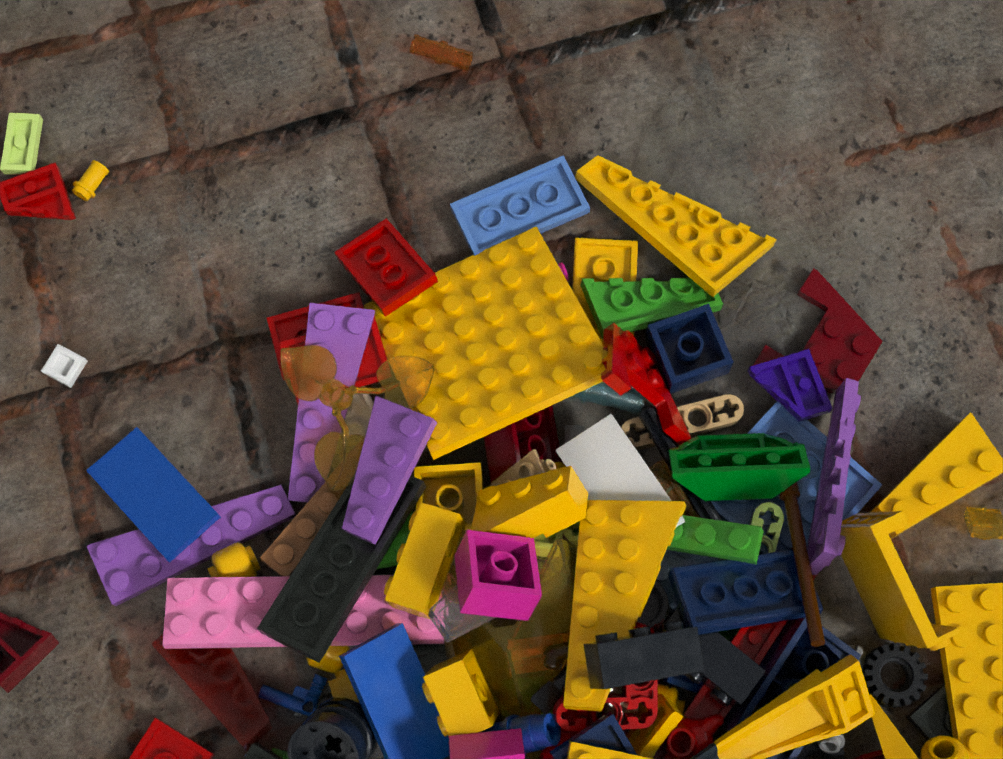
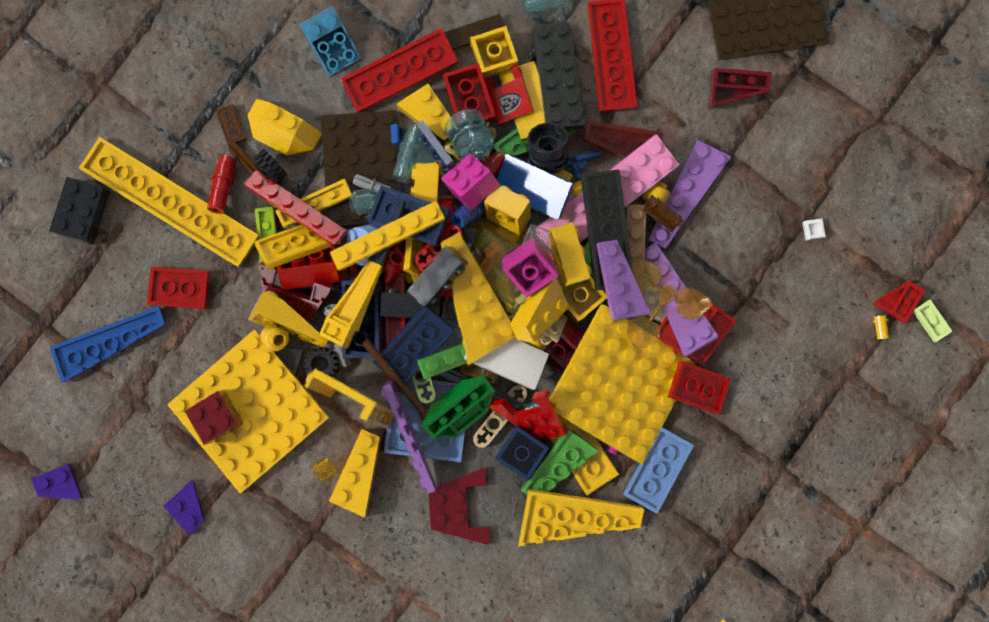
camera: 140 degrees right, 10 degrees up
(153, 494) = (720, 200): blue tile -> none
(246, 528) = (662, 213): none -> reddish brown hinge
(441, 52) = (763, 528): clear orange pin -> none
(794, 384) = (458, 472): dark purple wing -> none

